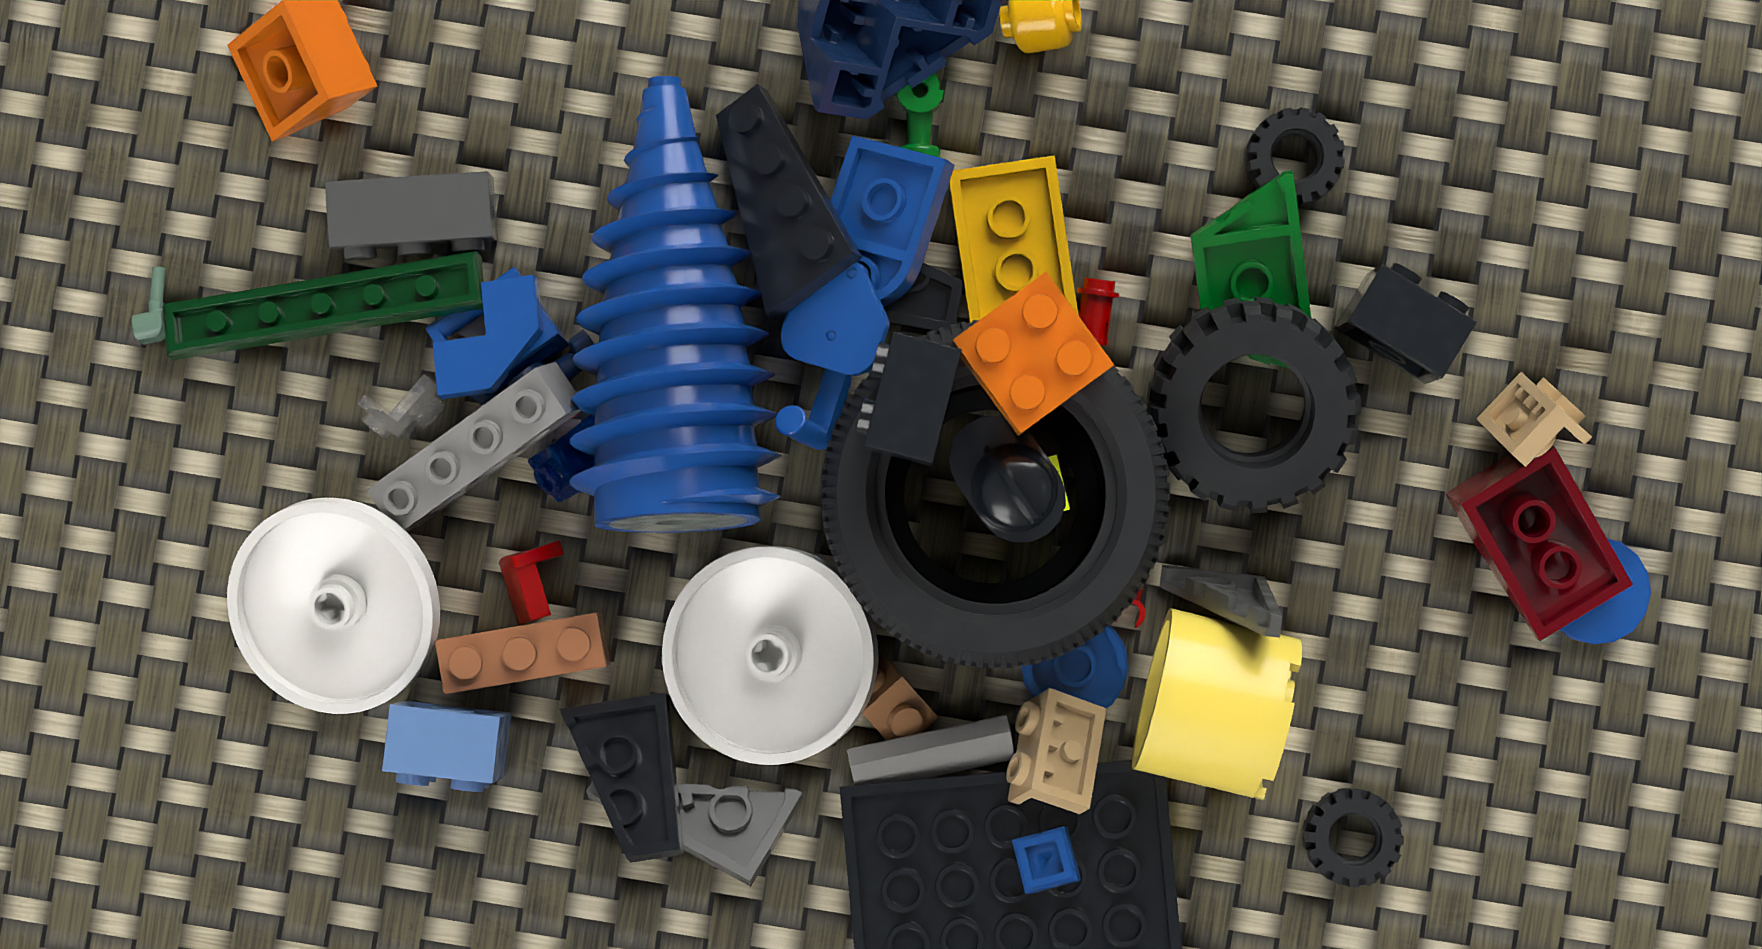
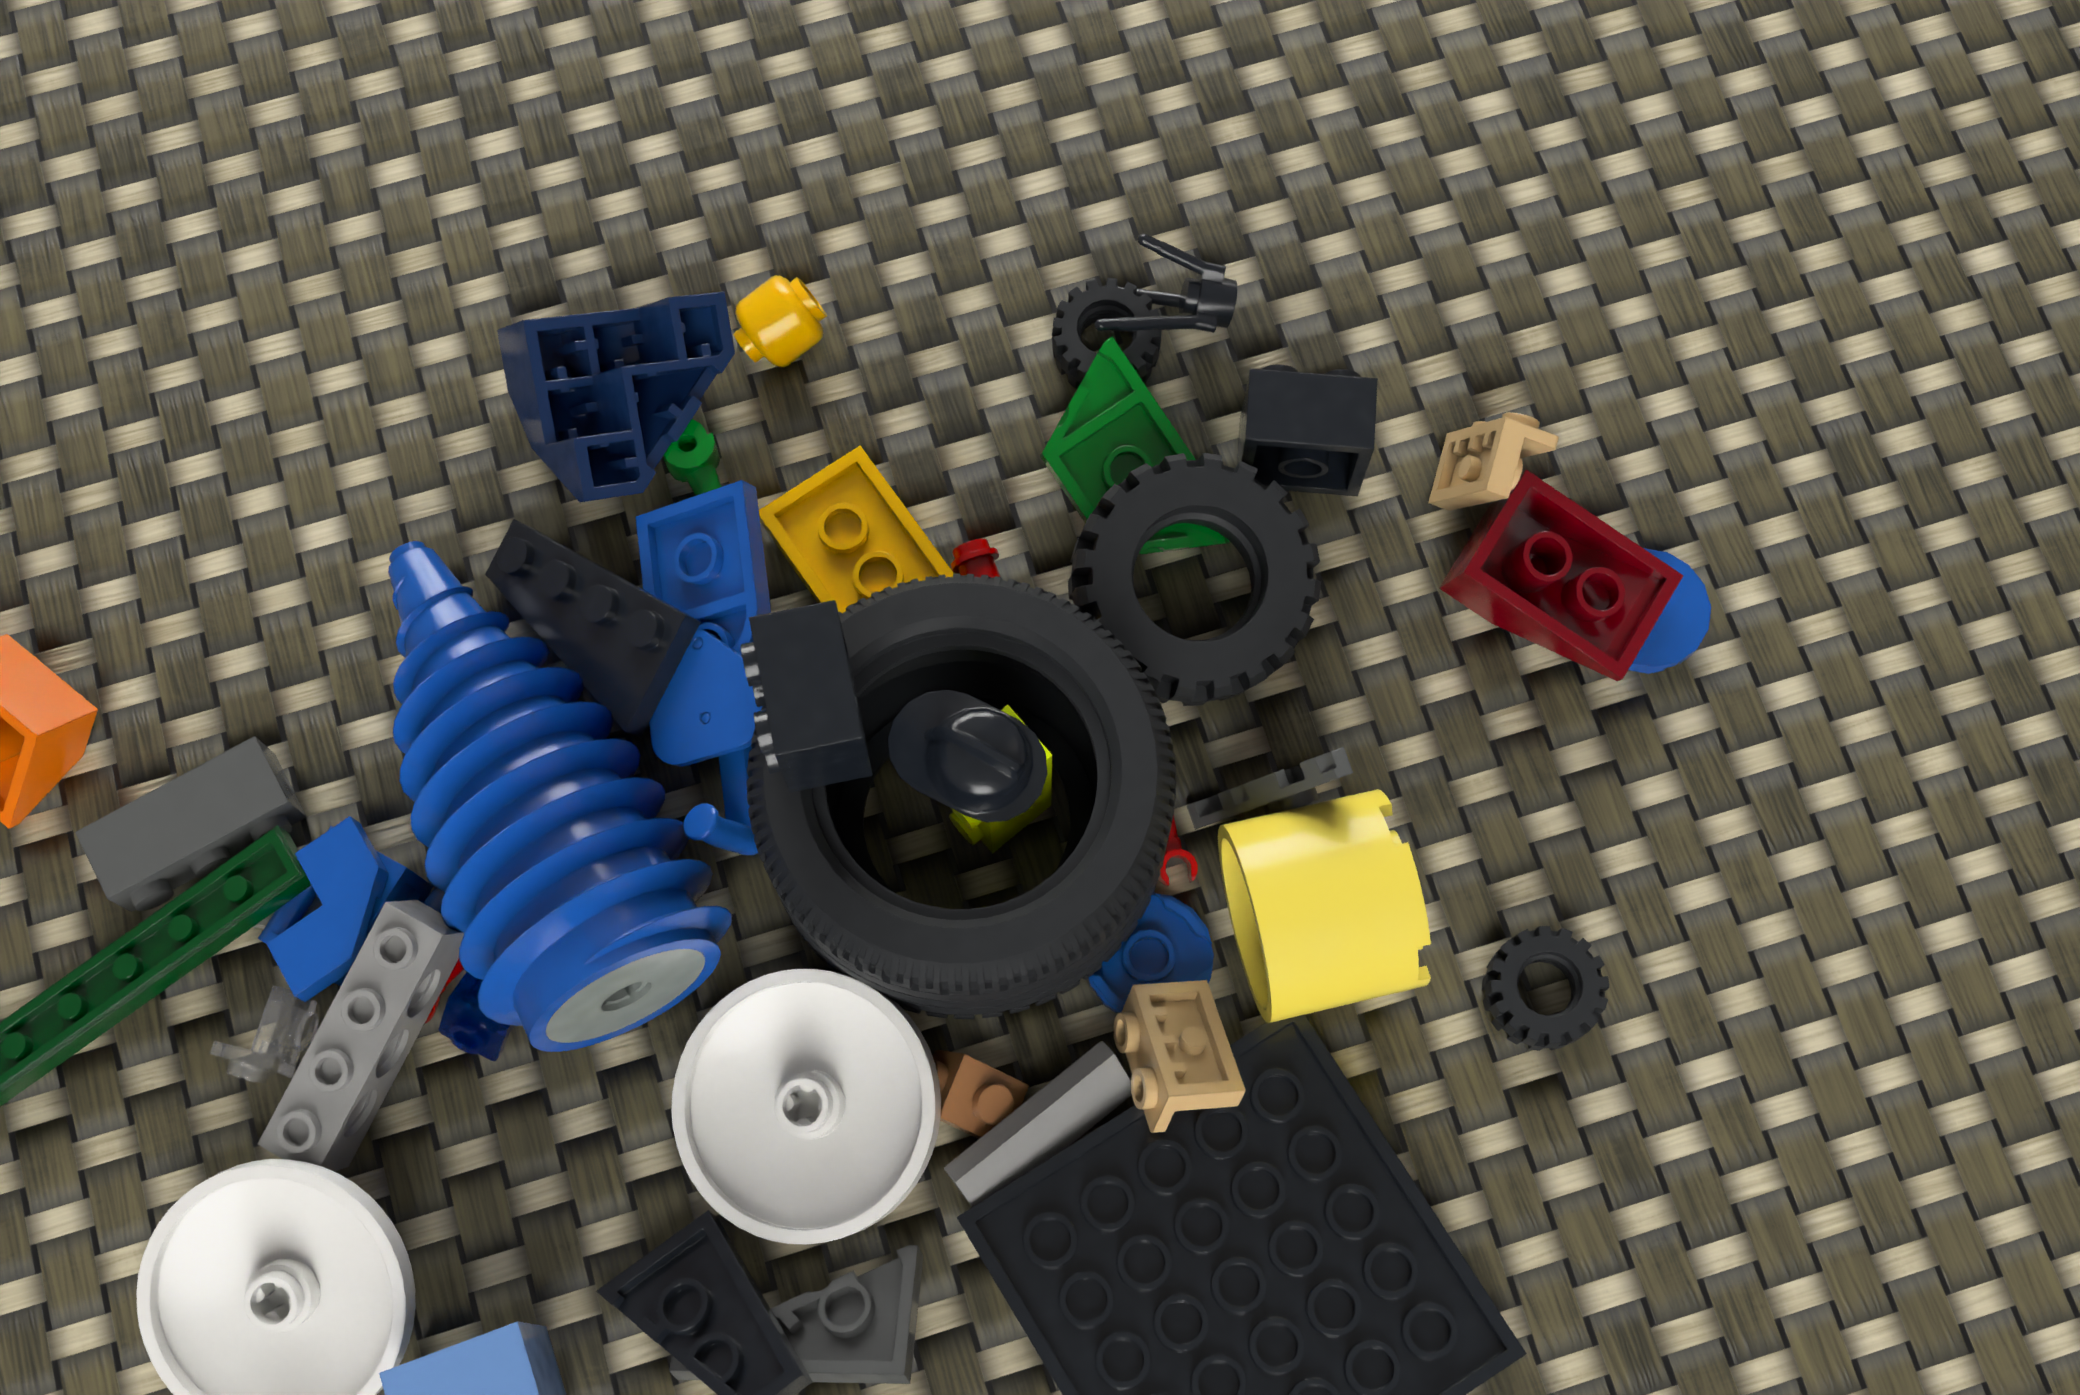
camera: 25 degrees left, 15 degrees down
(522, 653) = (522, 1246): nougat brick -> none
(525, 583) = (491, 1165): red tile -> none
(1032, 353) = (924, 592): orange brick -> none
(1046, 860) = (1228, 1178): blue tile -> none
(1389, 168) = (1204, 300): none -> black plant

